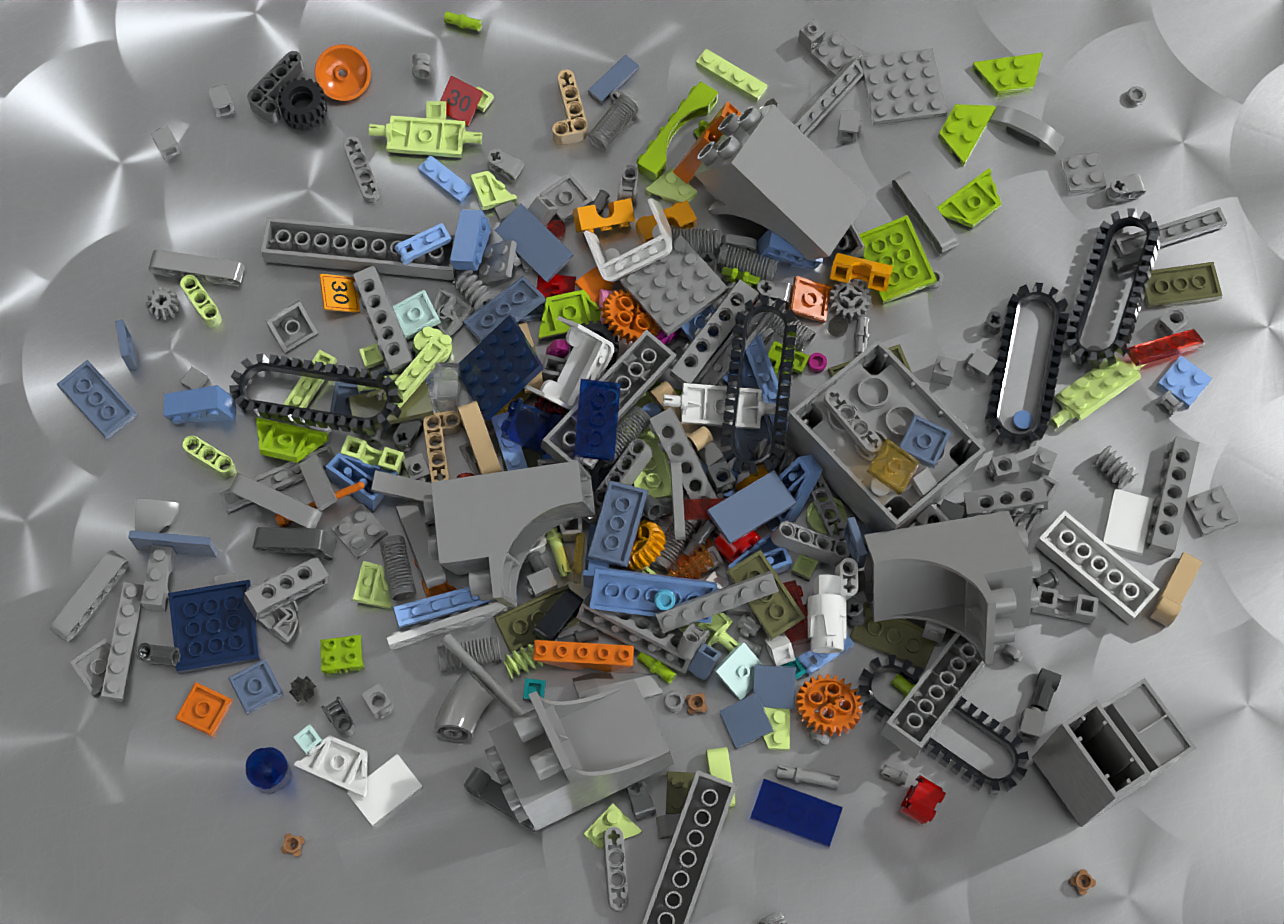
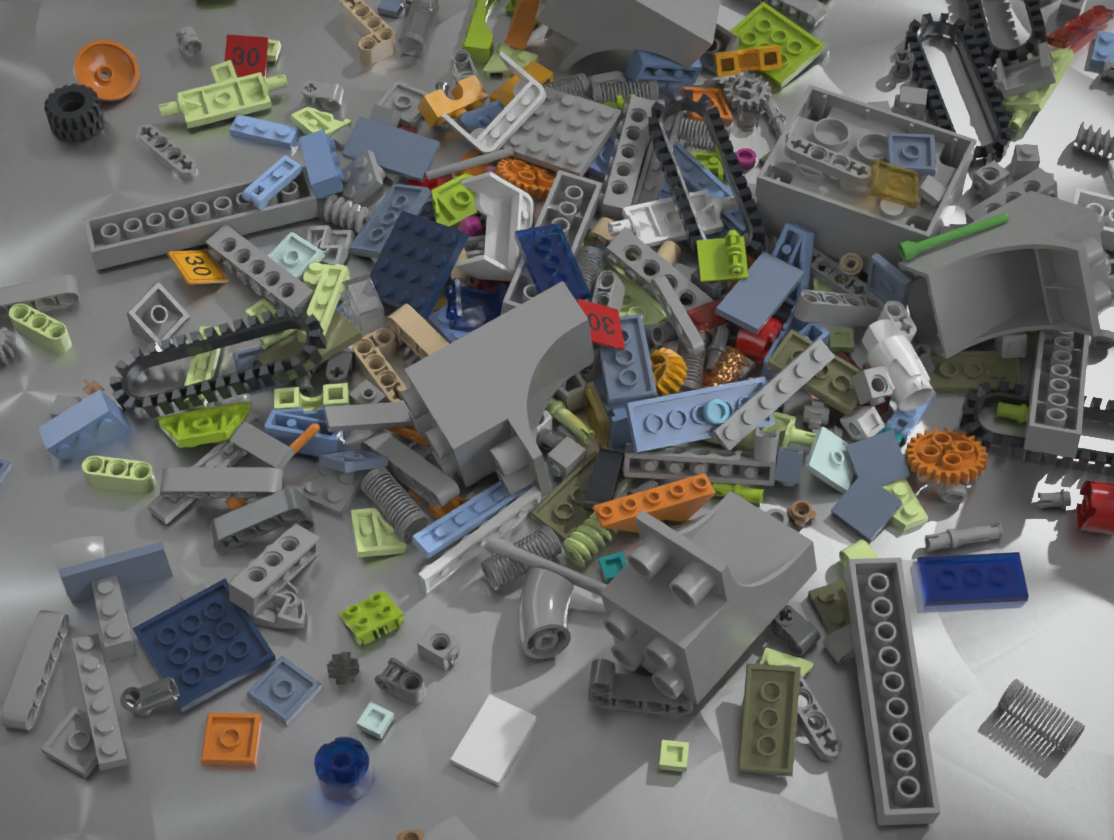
camera: 20 degrees left, 15 degrees down
(219, 374) = (92, 387): none -> medium nougat plate
(289, 66) = (28, 117): dark grey beam -> none
(338, 764) = (424, 732): white wing -> none
(380, 521) = (353, 460): none -> sand blue tile
(504, 859) = (674, 755): none -> yellowish green plate
(584, 863) = (769, 719): none -> olive tile
(588, 283) = (469, 163): none -> light grey bar
(607, 490) = (603, 324): none -> red piece
(620, 240) = (482, 116): none -> medium blue plate
(735, 466) = (722, 258): none -> lime hinge
(791, 620) = (870, 378): none -> light grey brick
(836, 506) = (851, 257): none -> tan plate
(877, 529) = (909, 250): none -> bright green piece
(1022, 420) = (982, 135): medium blue tile -> none
(1087, 380) = (1026, 74): none -> light grey panel

